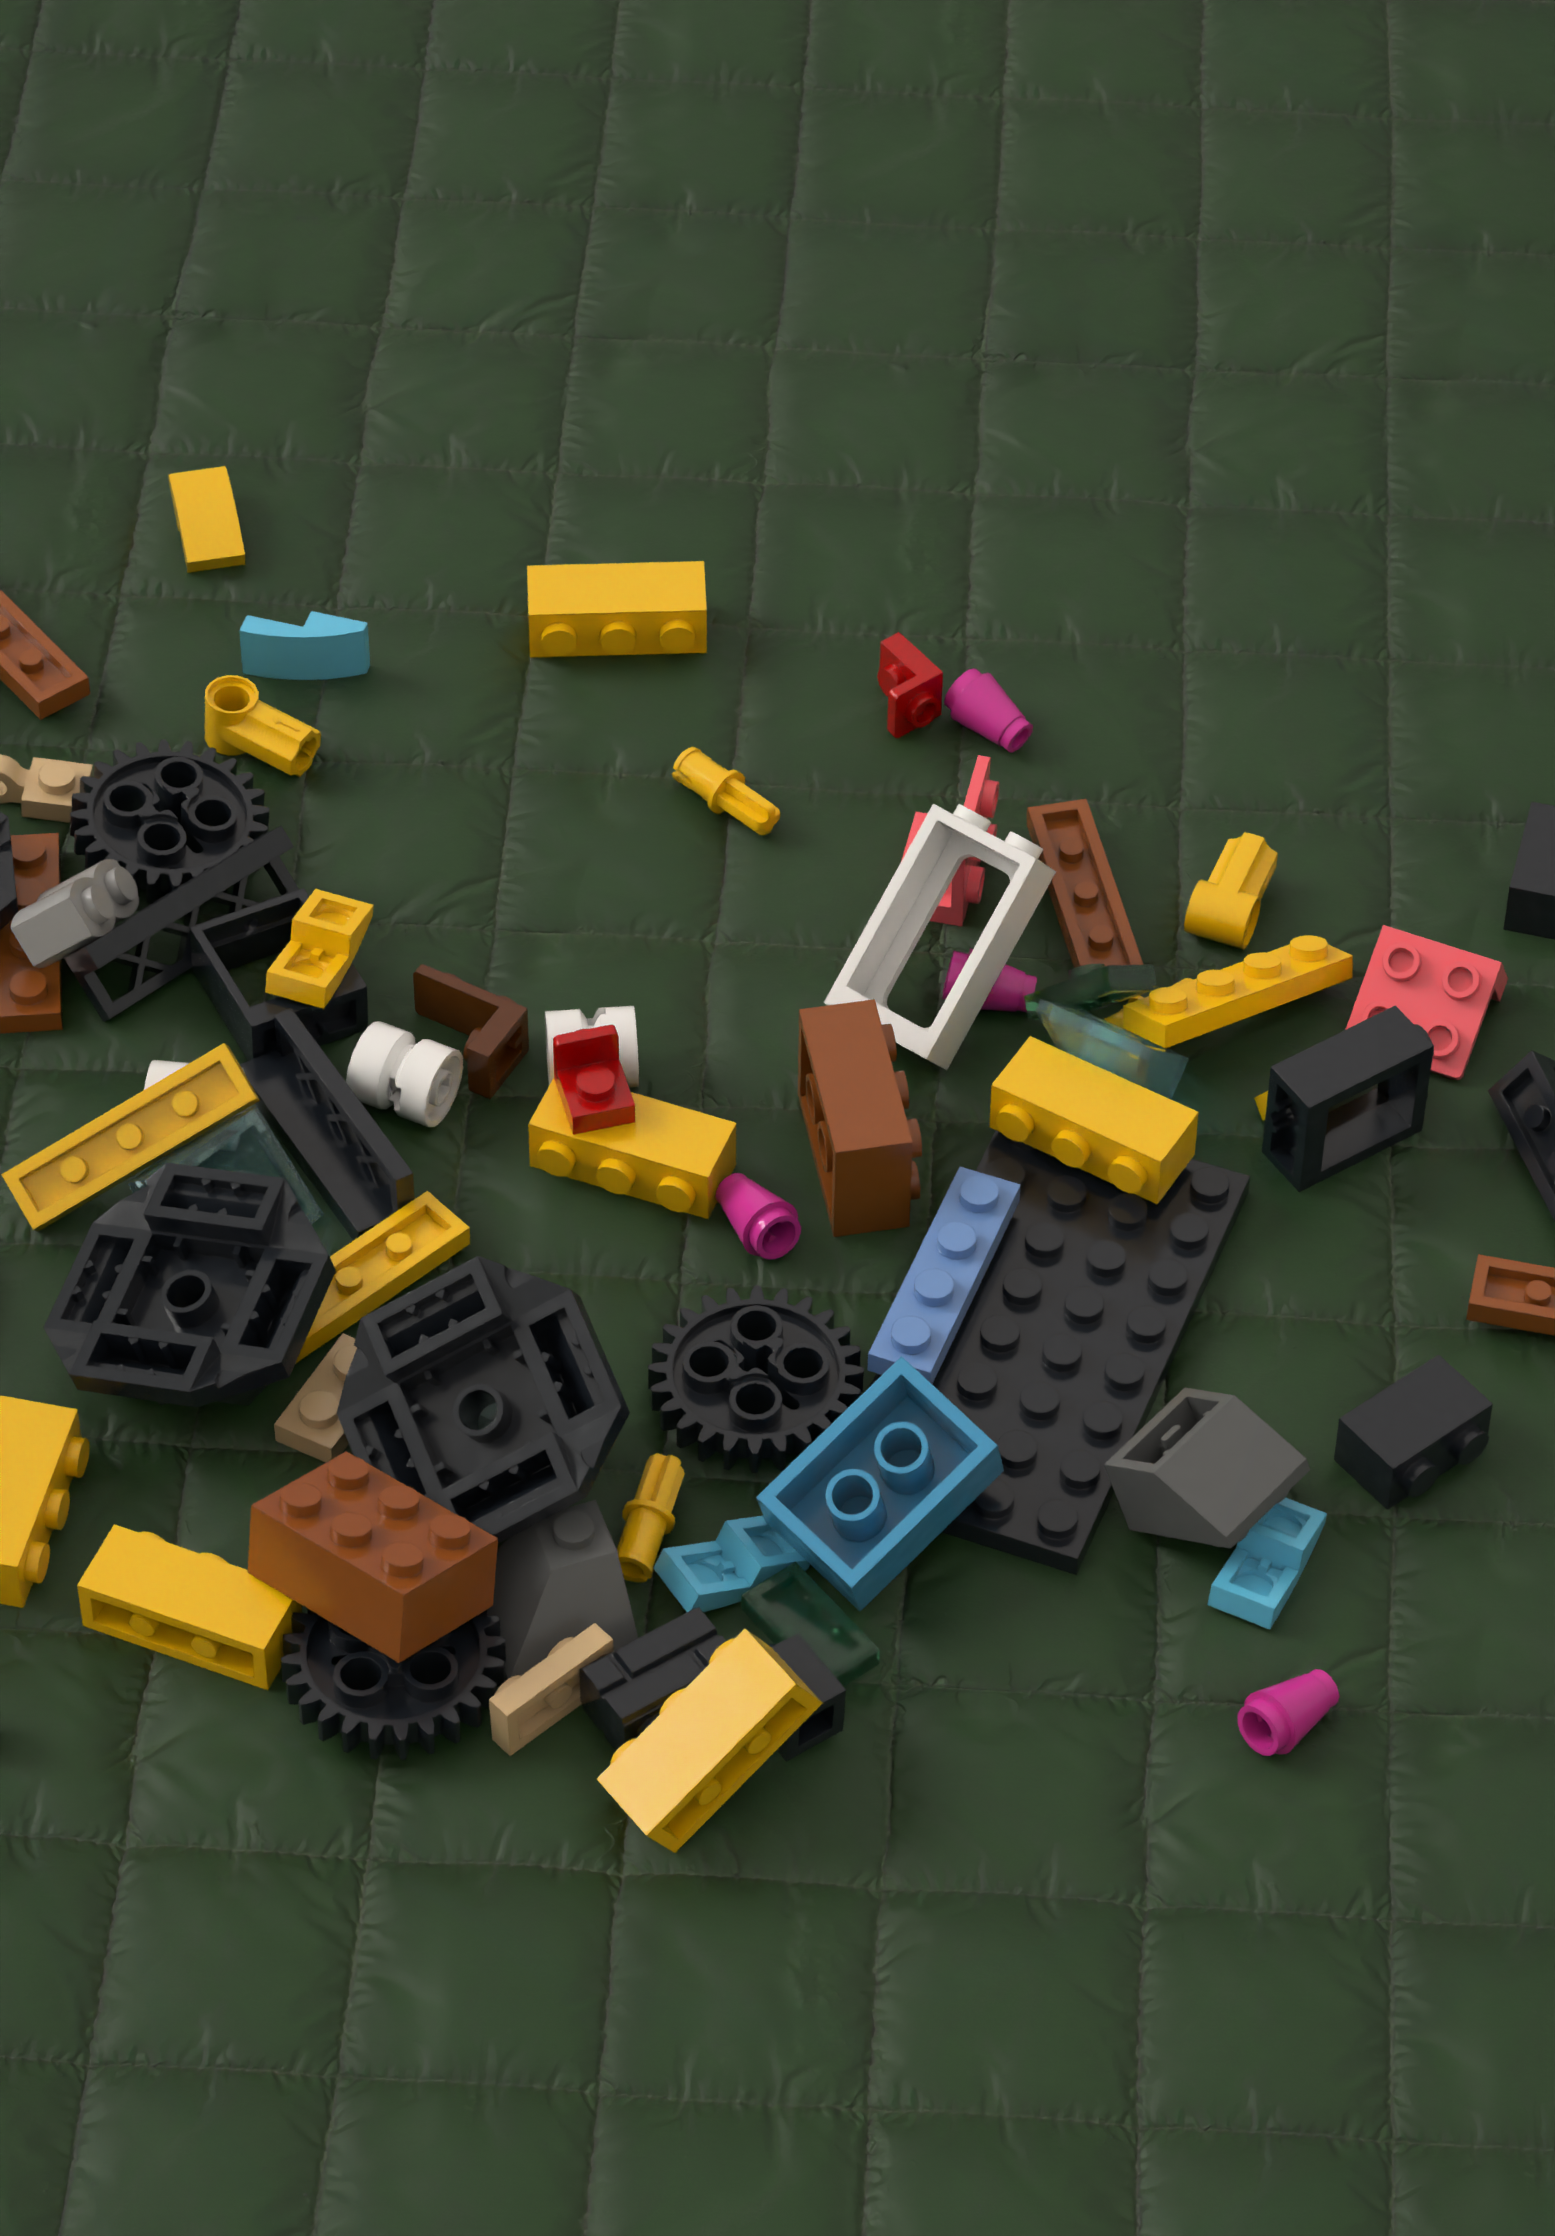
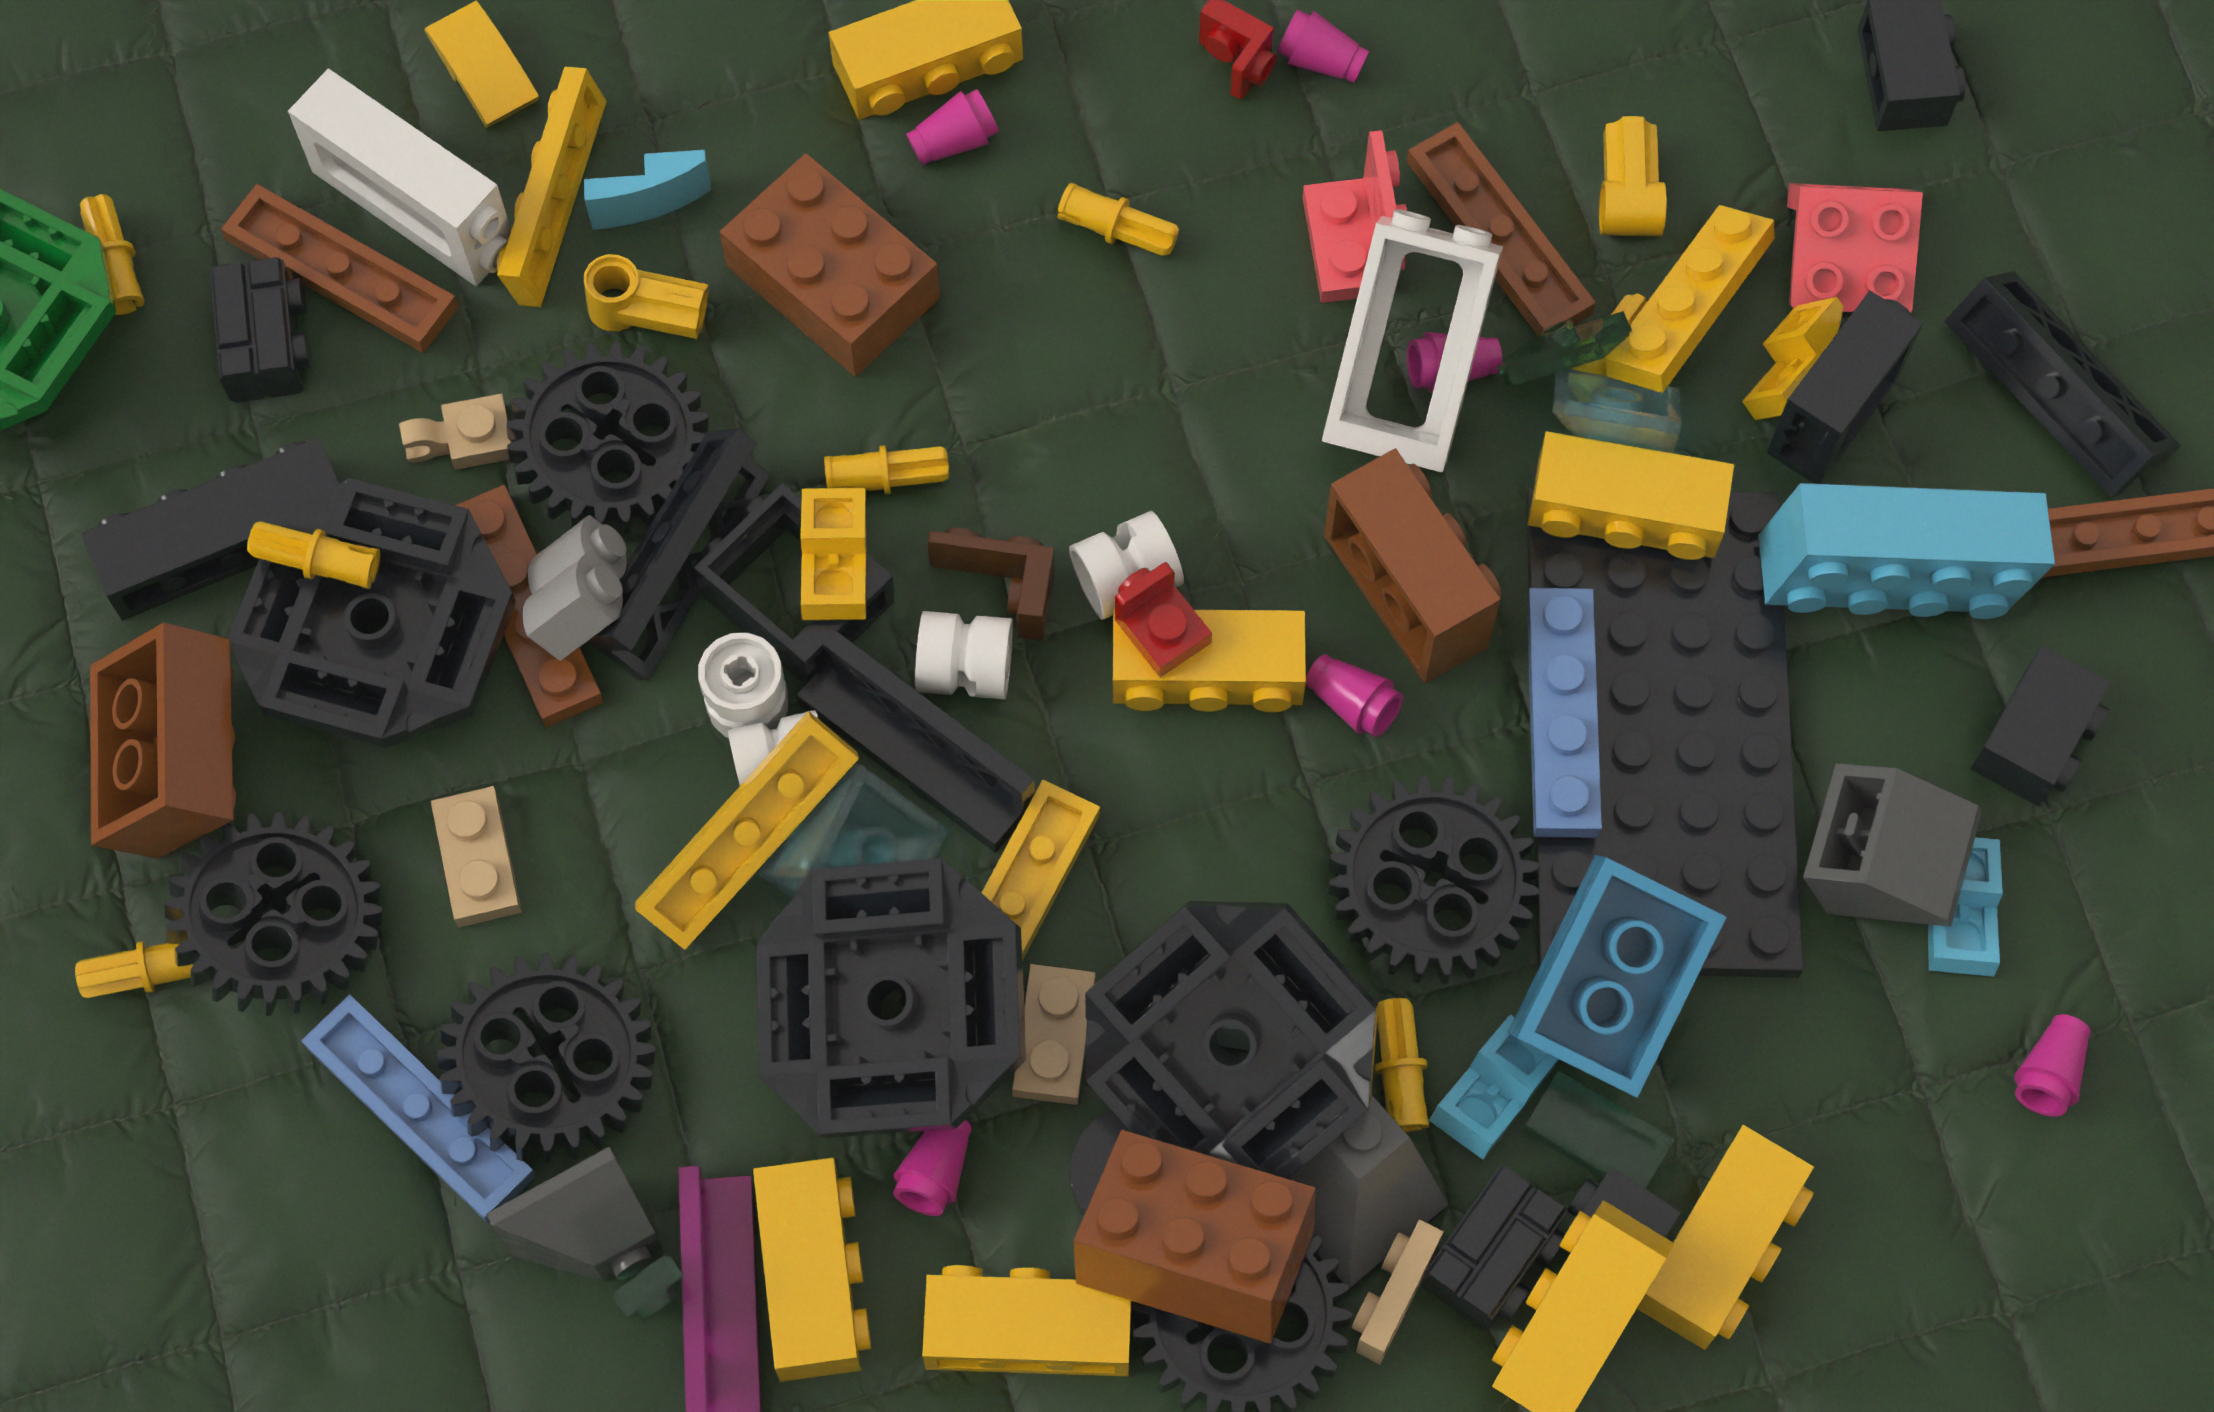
camera: 20 degrees left, 20 degrees up
(86, 571) = (402, 176): none -> white piece
(169, 1461) = (933, 1170): none -> dark pink cone
(186, 1020) = (742, 682): none -> white wheel
(213, 624) = (552, 187): none -> yellow plate
(415, 921) = (887, 469): none -> yellow axle
(440, 747) = (830, 264): none -> dark orange brick
(609, 680) = (953, 128): none -> dark pink cone
(888, 1744) = (1728, 1239): none -> yellow brick
(1336, 1232) = (1905, 549): none -> medium azure piece

